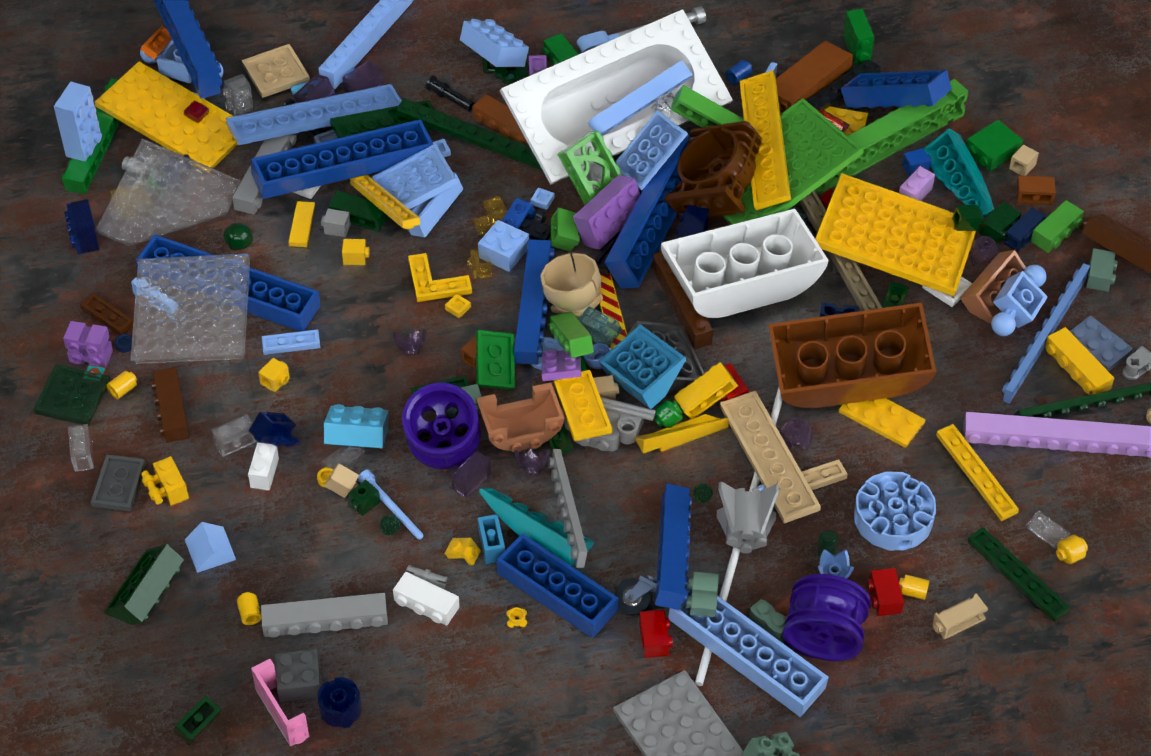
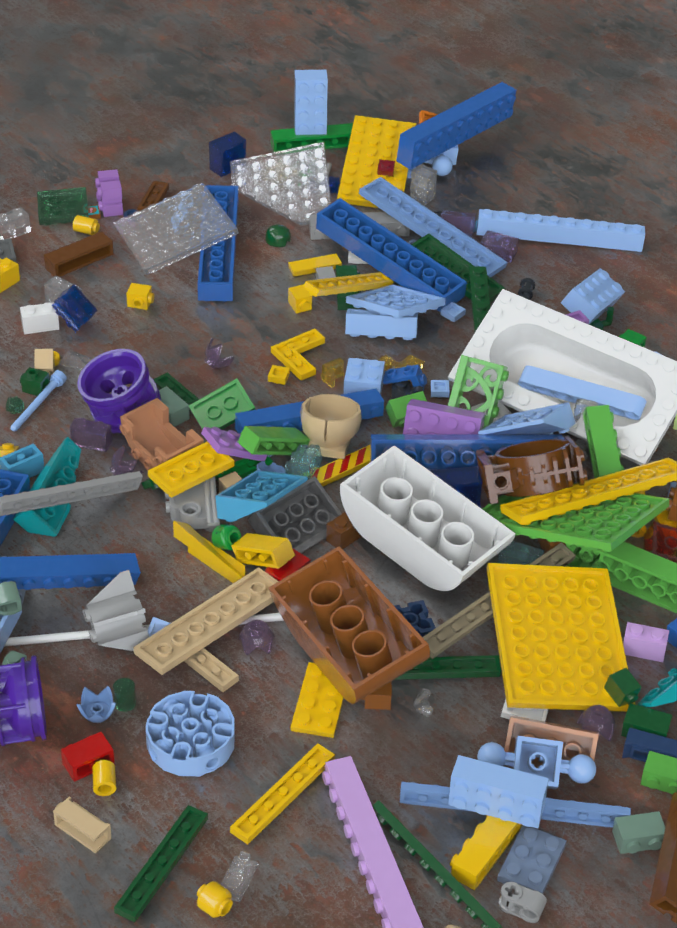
camera: 65 degrees right, 10 degrees down
(275, 70) = (472, 196): tan plate -> none
(290, 342) = (183, 297): light blue tile -> none
(356, 426) = (97, 340): medium azure brick -> none
(702, 492) = (147, 588): clear green plate -> none
(1055, 328) = (498, 791): none -> light blue brick

